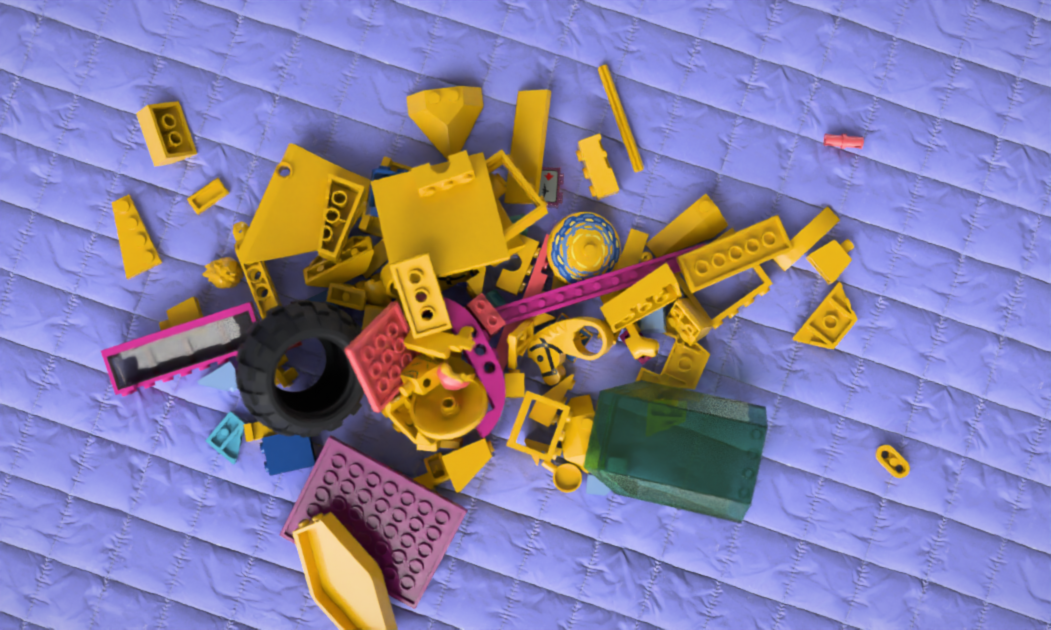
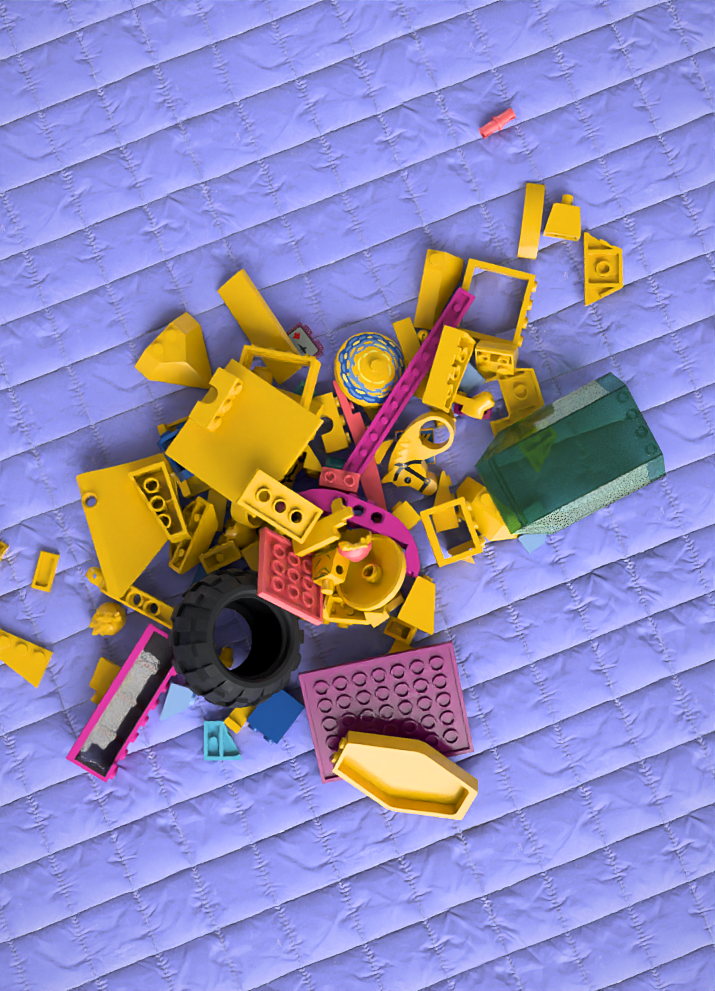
camera: 40 degrees left, 0 degrees up
(519, 341) = (381, 480): yellow wing -> none
(565, 477) = (503, 554): yellow piece -> none
(596, 167) = (327, 298): yellow wedge -> none
(620, 118) = (313, 246): yellow axle -> none
(734, 253) = (488, 276): yellow tile -> none

